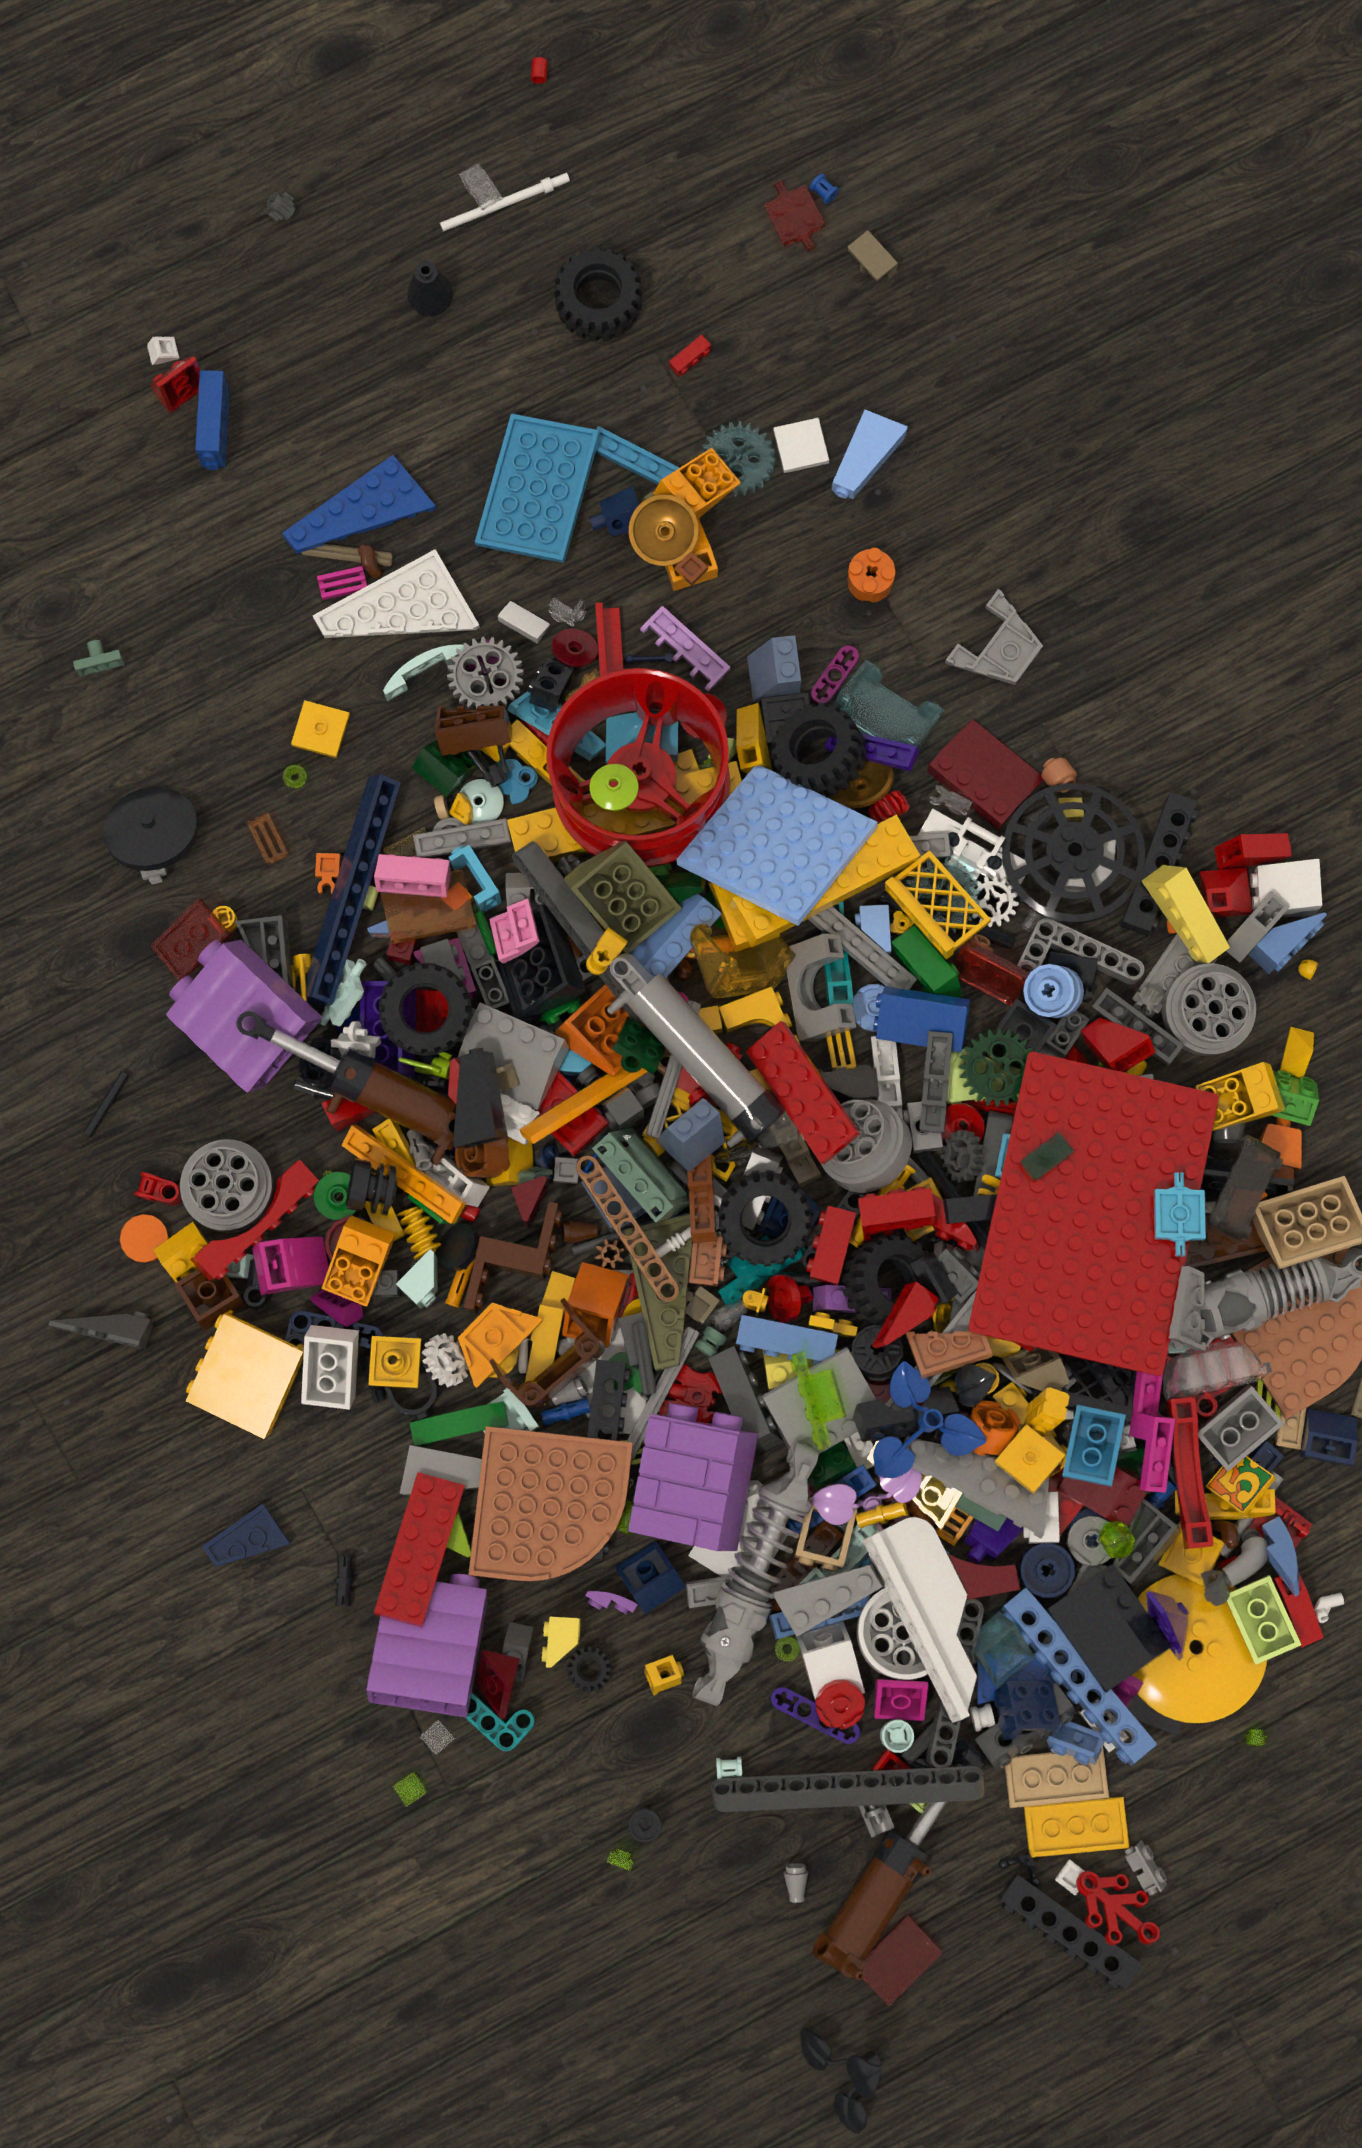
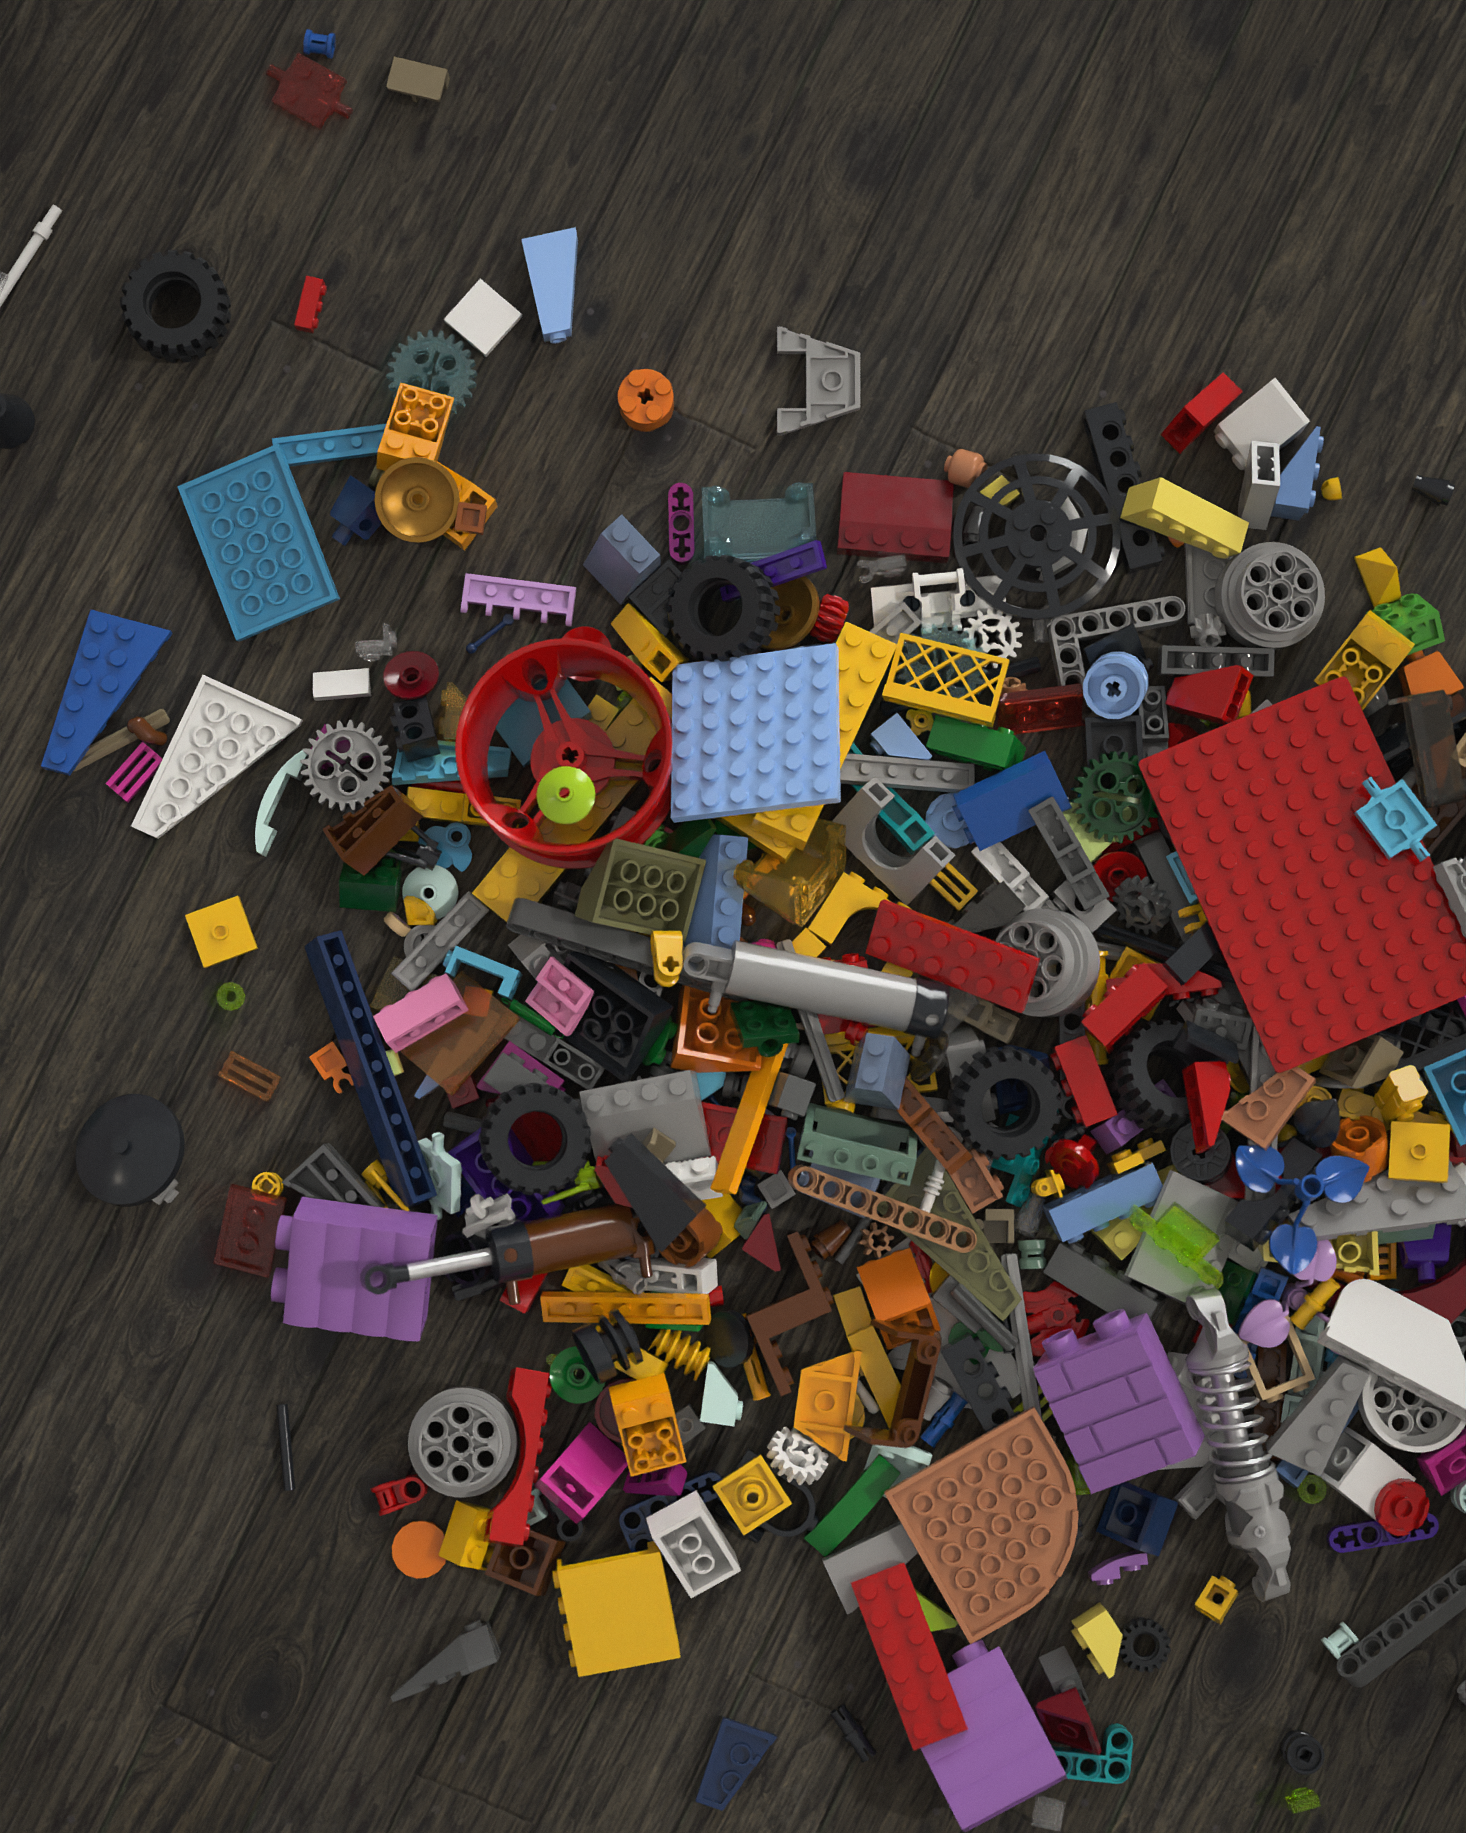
camera: 40 degrees left, 5 degrees up
(609, 639) = (443, 649): red fence -> none
(1046, 1157) = (1230, 853): clear green tile -> none
(1226, 892) = (1203, 469): red slope -> none

